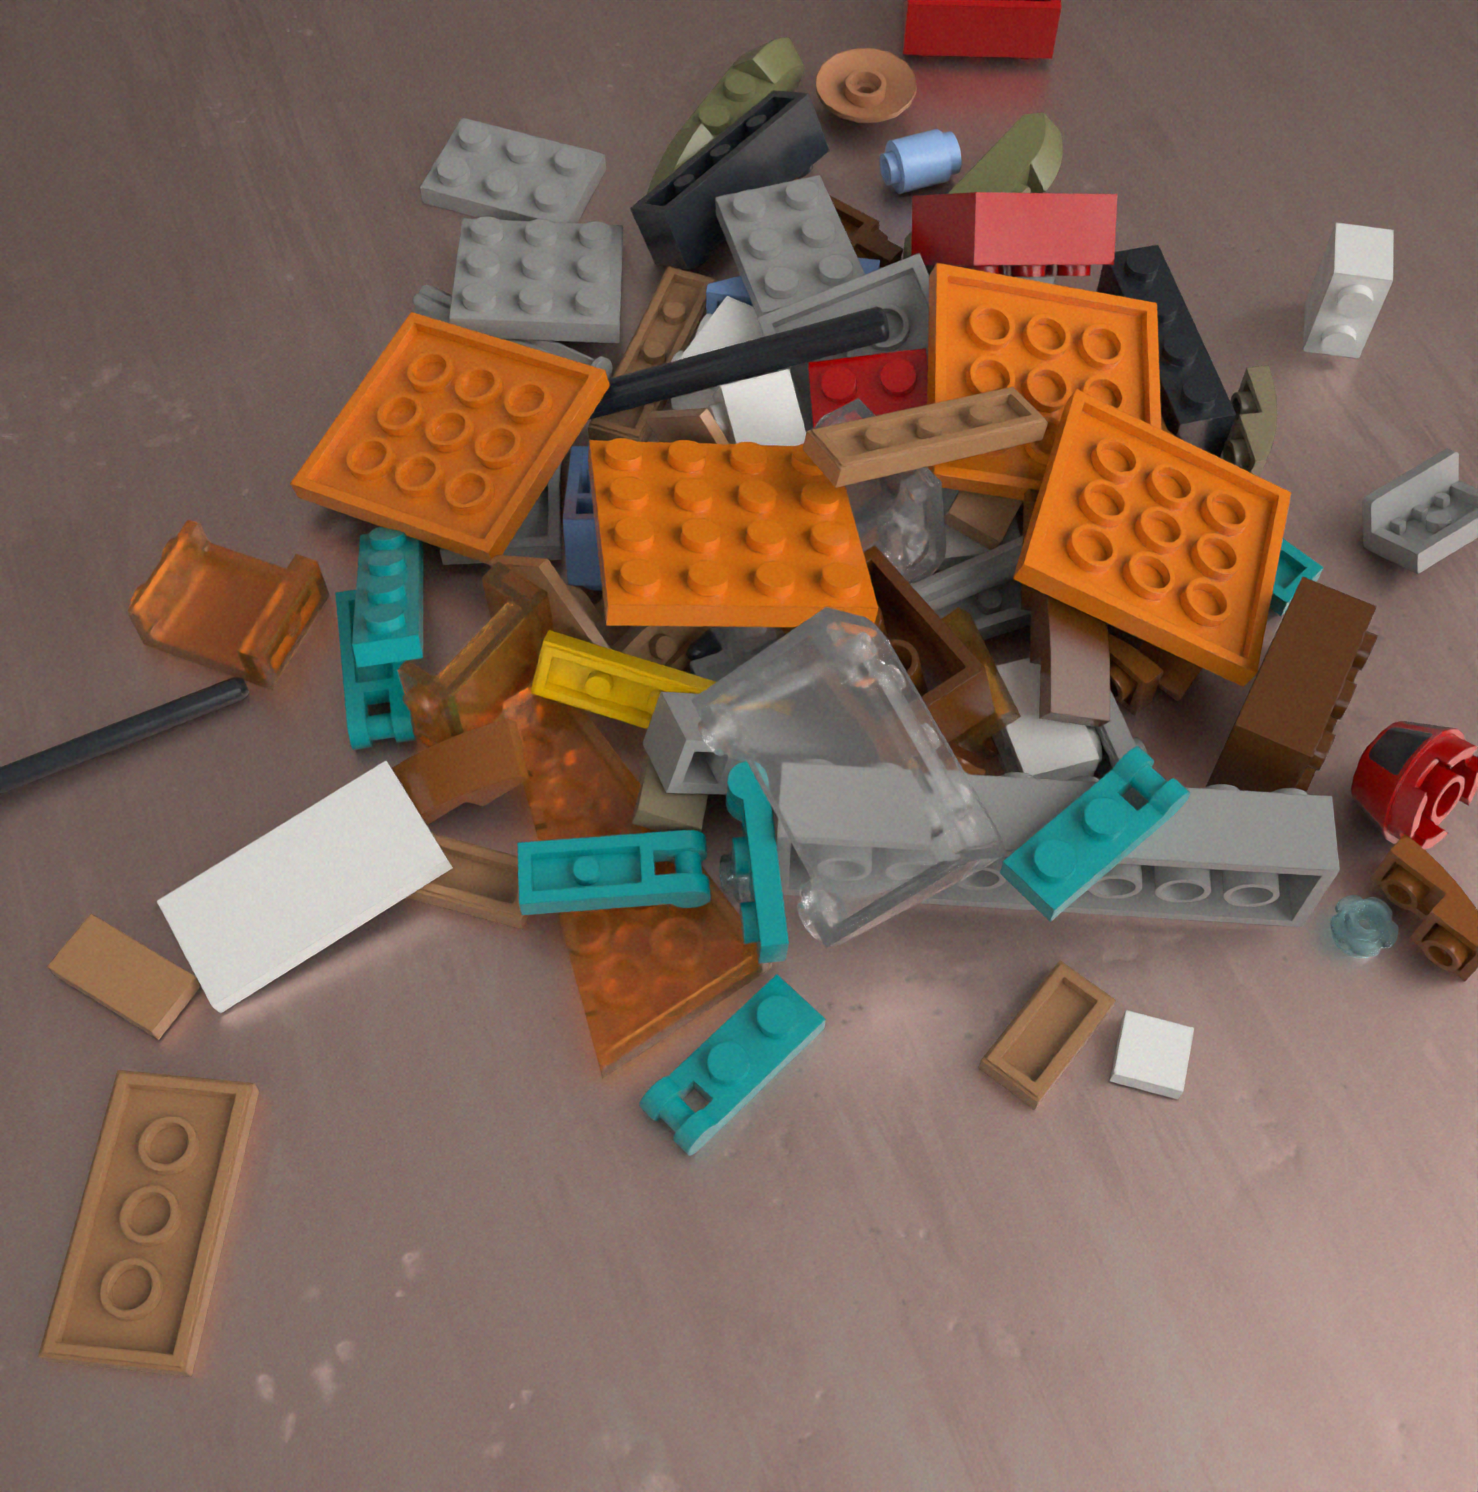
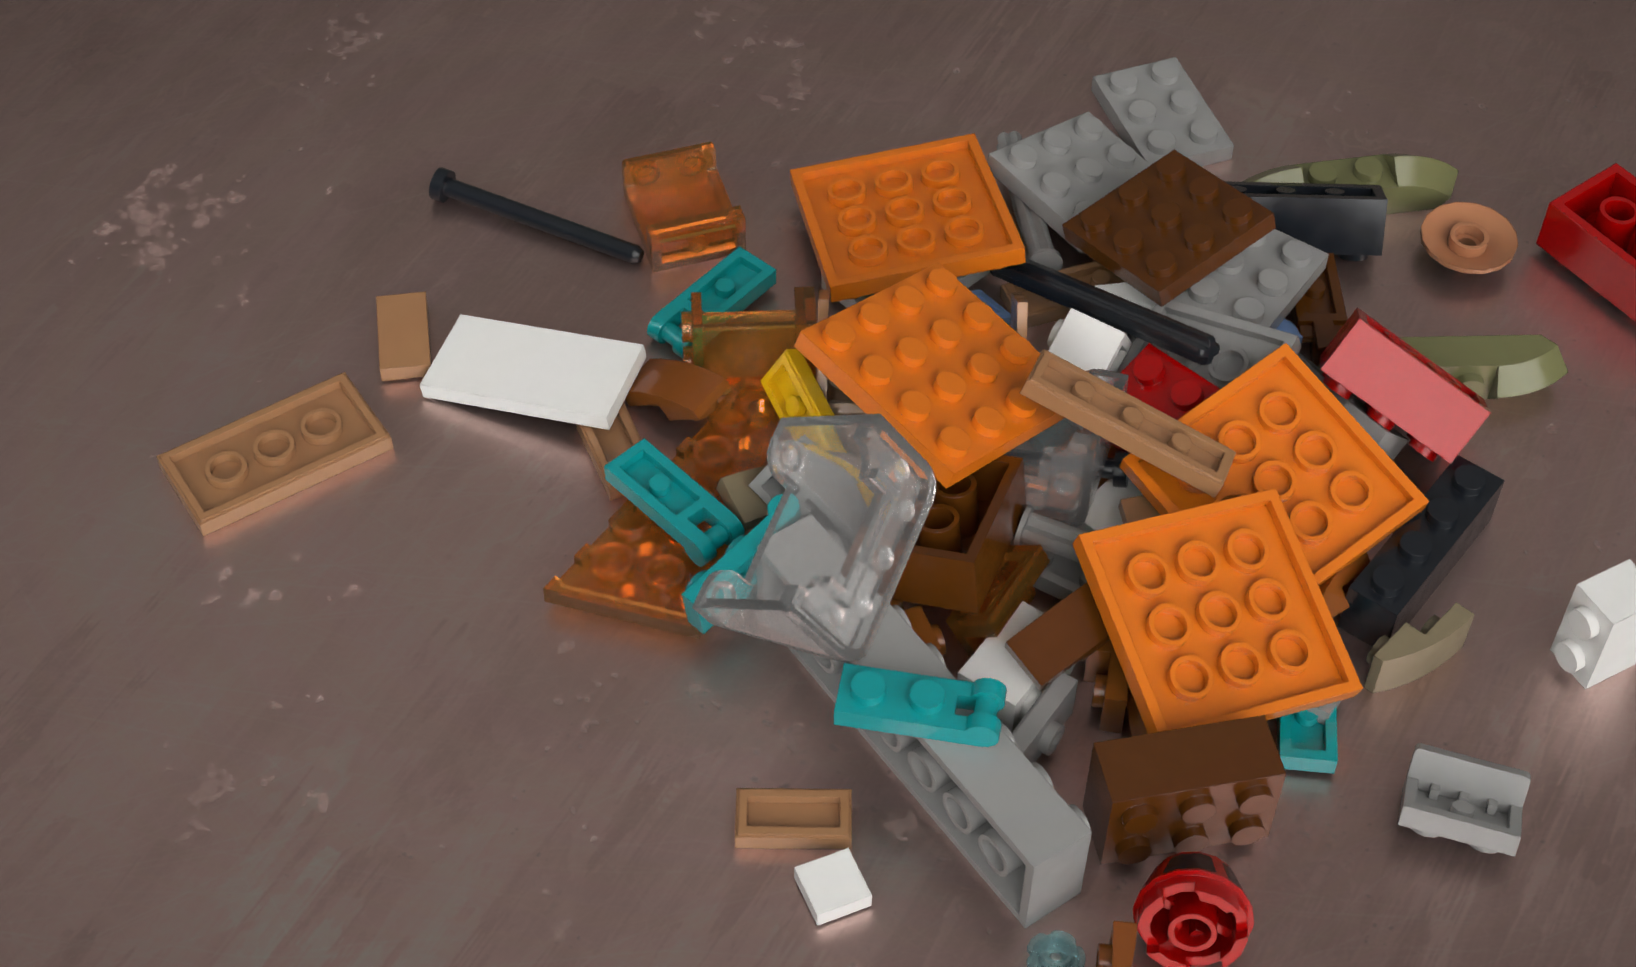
camera: 50 degrees right, 10 degrees down
(388, 598) = (749, 264): teal plate -> none
(689, 254) = (1168, 227): none -> reddish brown plate
(734, 1064) = (614, 661): teal plate -> none
(920, 160) = (1436, 309): light blue brick -> none

